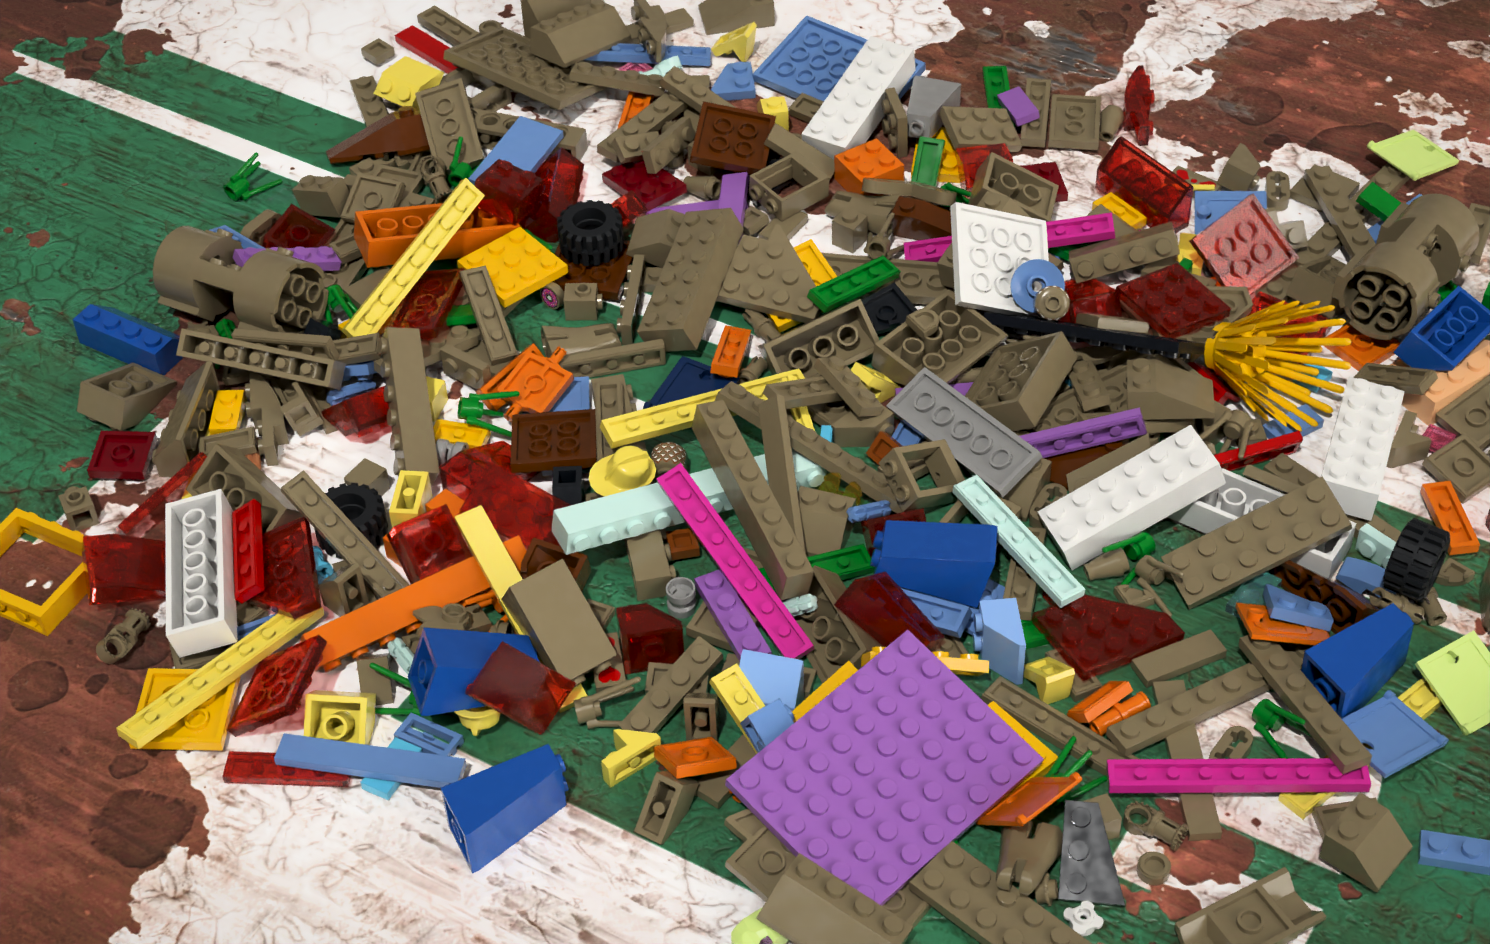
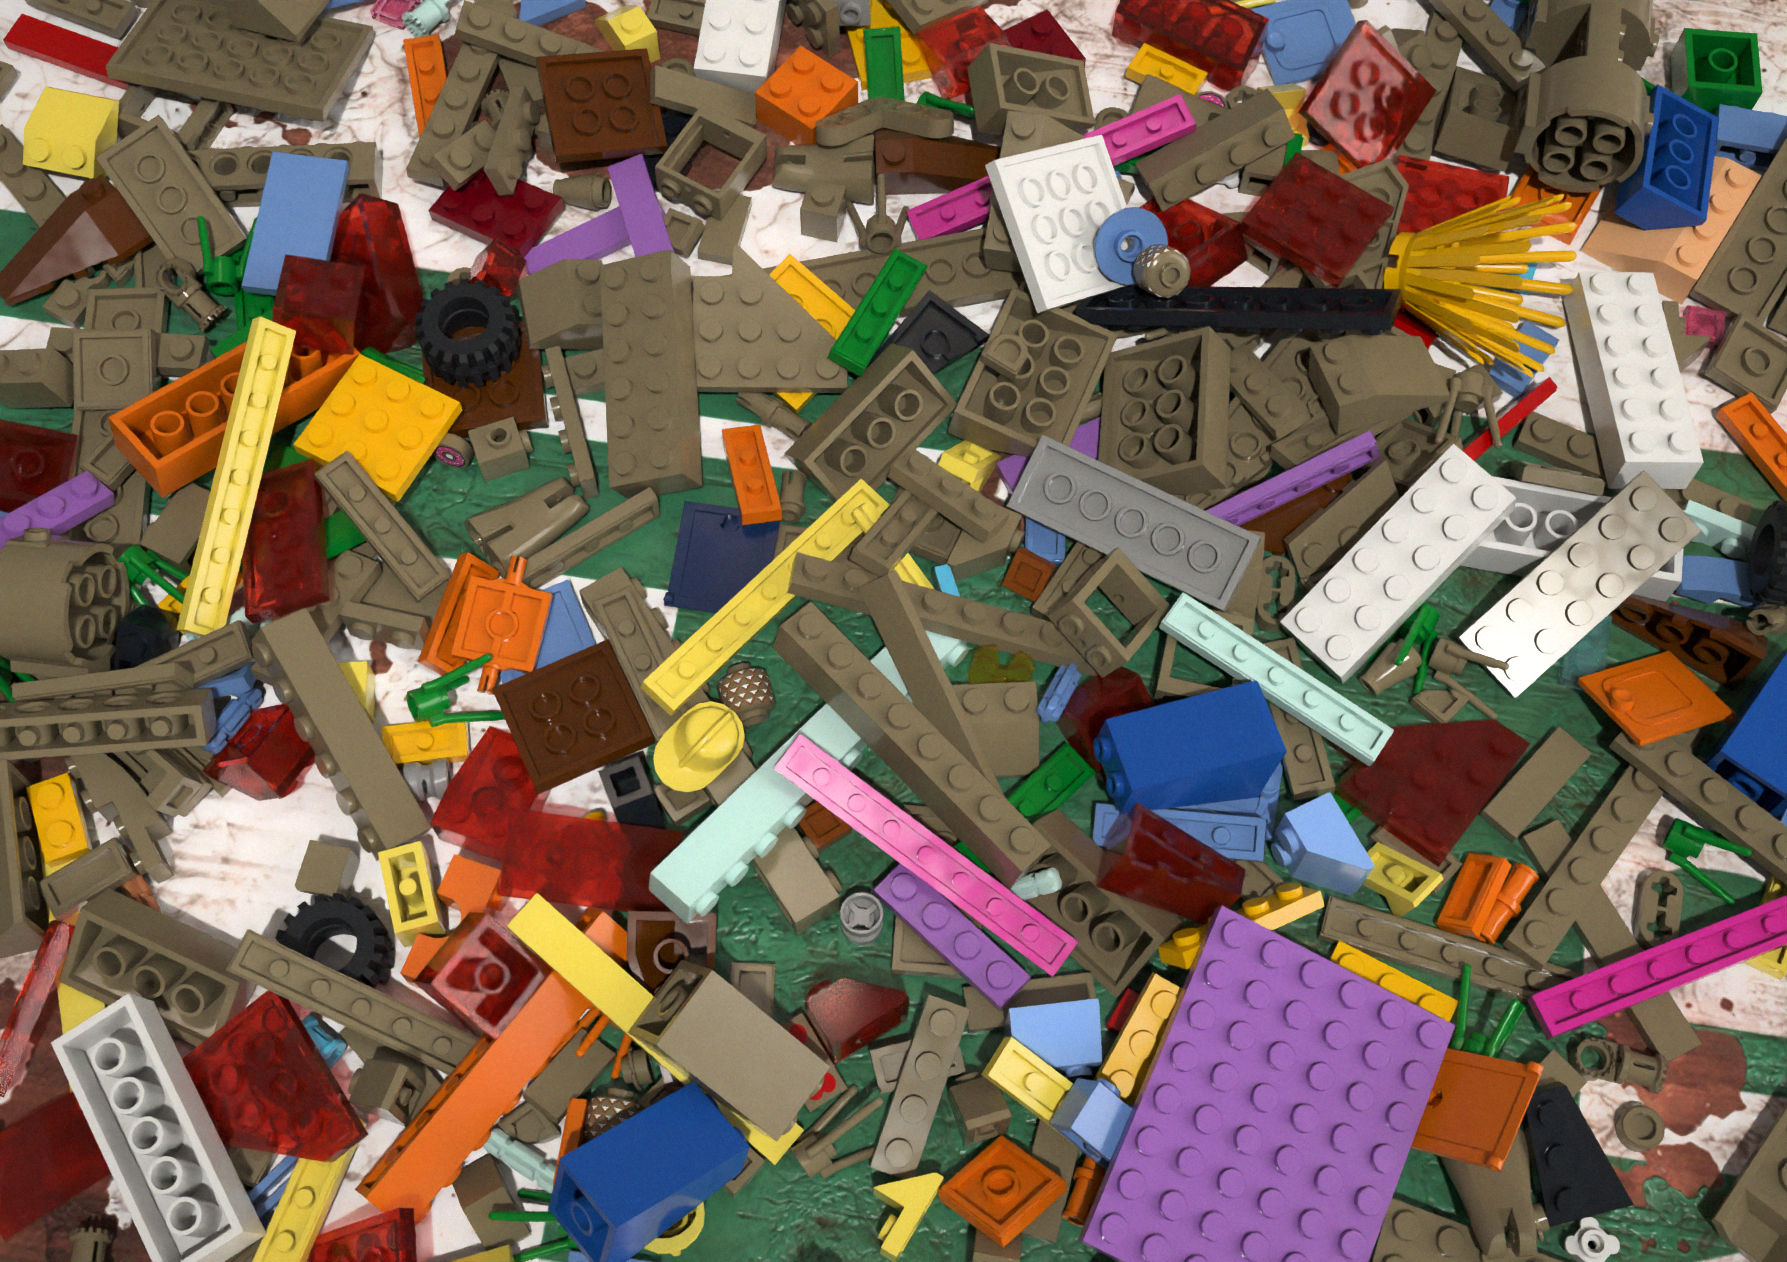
camera: 25 degrees left, 20 degrees up
(248, 551) = (212, 1072): red tile -> none
(451, 616) = (553, 1102): dark tan plate -> none
(521, 688) = (726, 1183): clear red piece -> none
(610, 77) = (384, 38): dark tan plate -> none
(1112, 322) = (1249, 276): dark tan tile -> none
(1295, 609) = (1658, 668): medium blue wing -> none
(1403, 378) = (1629, 252): dark tan tile -> none

